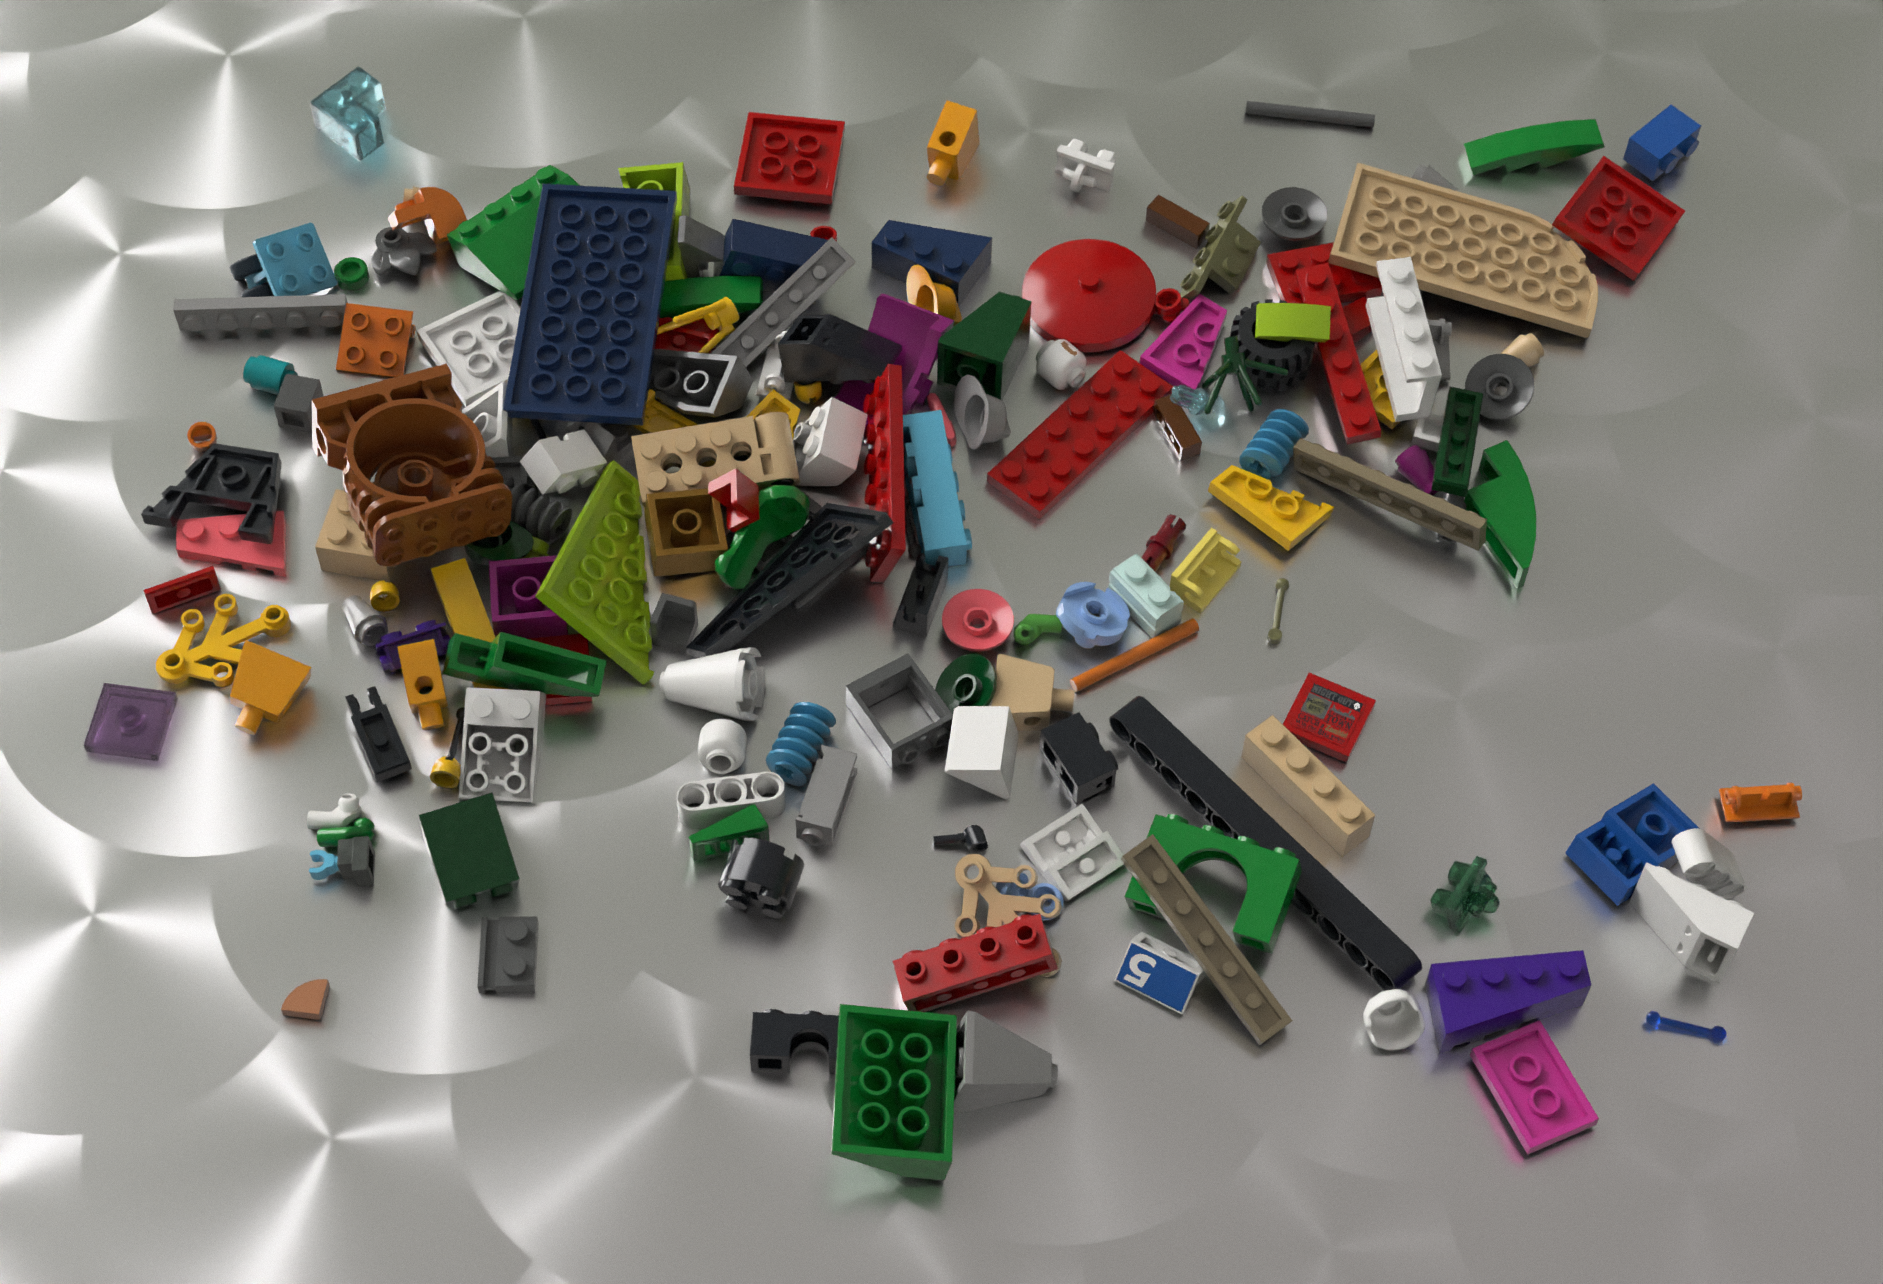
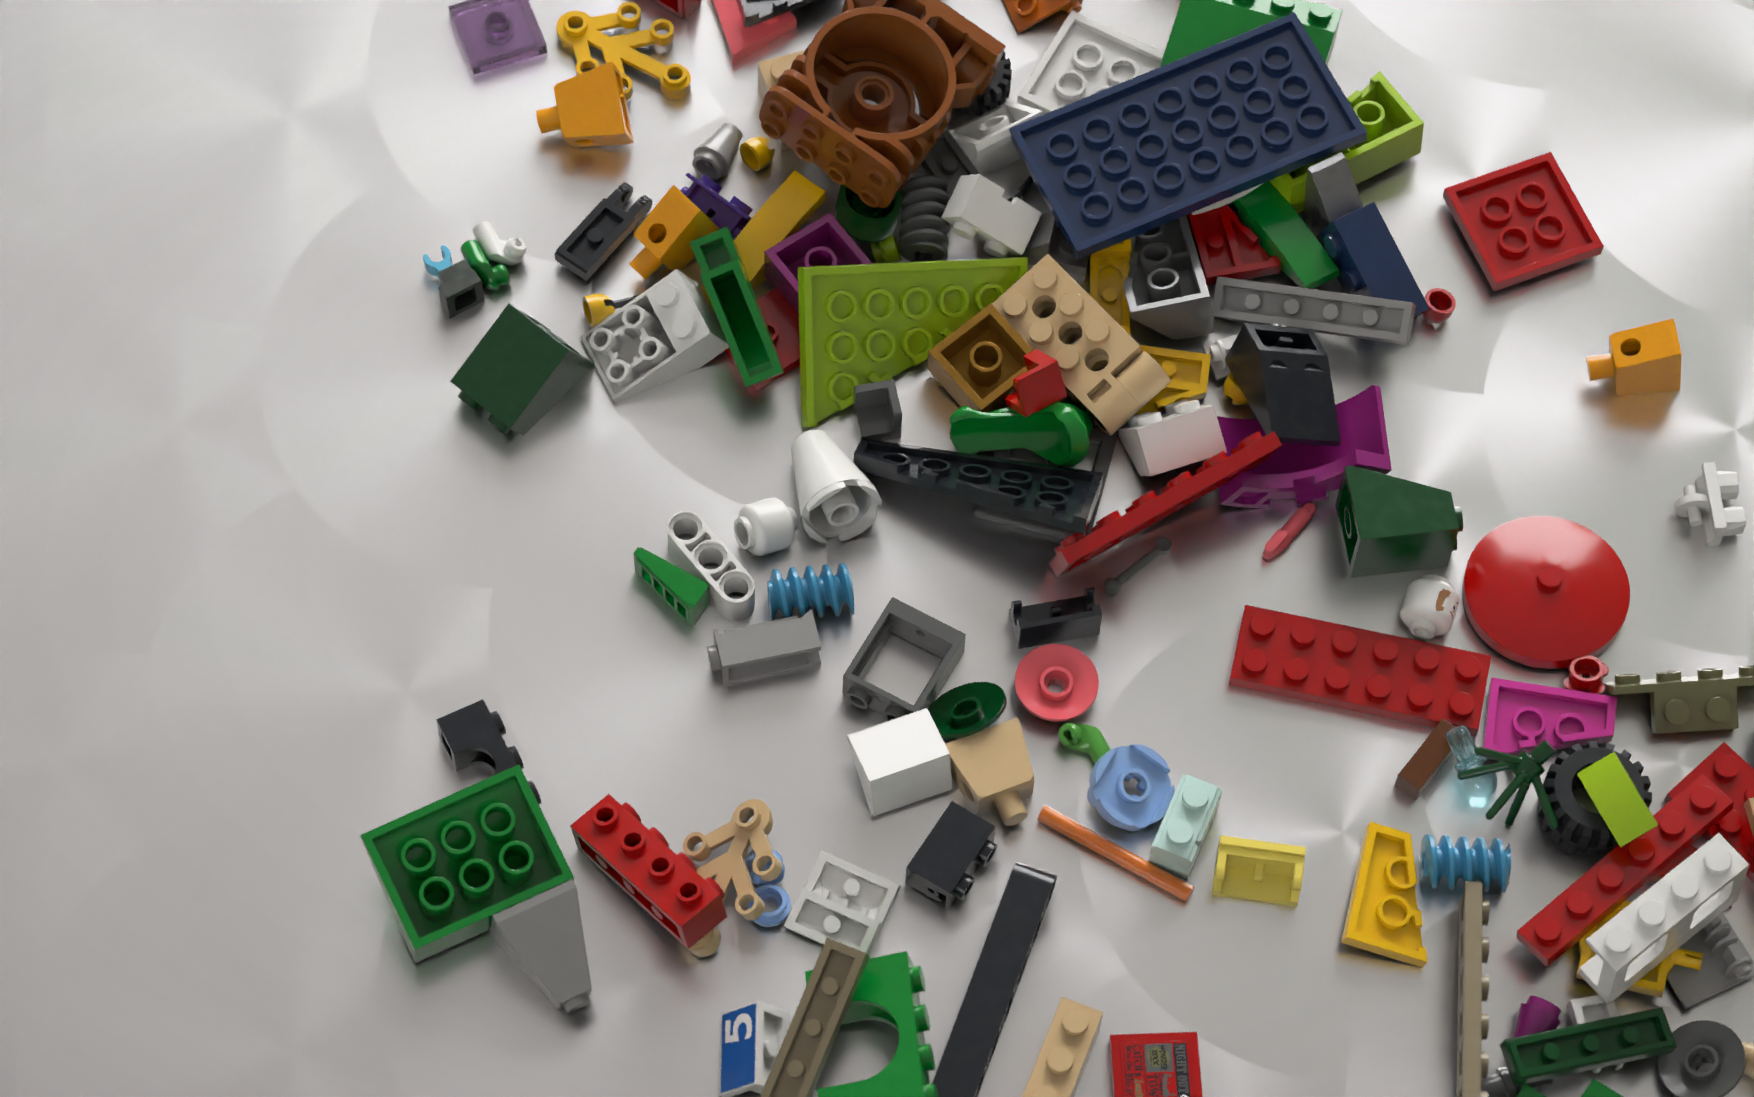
camera: 60 degrees right, 5 degrees up
(307, 1000) = (299, 330): nougat tile -> none
(508, 954) = (439, 466): dark grey plate -> none
(717, 316) = (1260, 255): yellow plant -> none
(760, 877) = (632, 632): black brick -> none
(931, 295) = (1424, 453): light orange piece -> none
(934, 489) = (1181, 563): medium azure wedge -> none
(947, 255) = (1480, 419): dark blue wedge -> none
(972, 836) = (802, 807): black hand -> none
(979, 414) = (1311, 567): light grey piece -> none
(1161, 545) = (1262, 814): dark red pin -> none
(1177, 221) = (1706, 630): reddish brown piece -> none
(1274, 634) = (1229, 978): olive hinge -> none

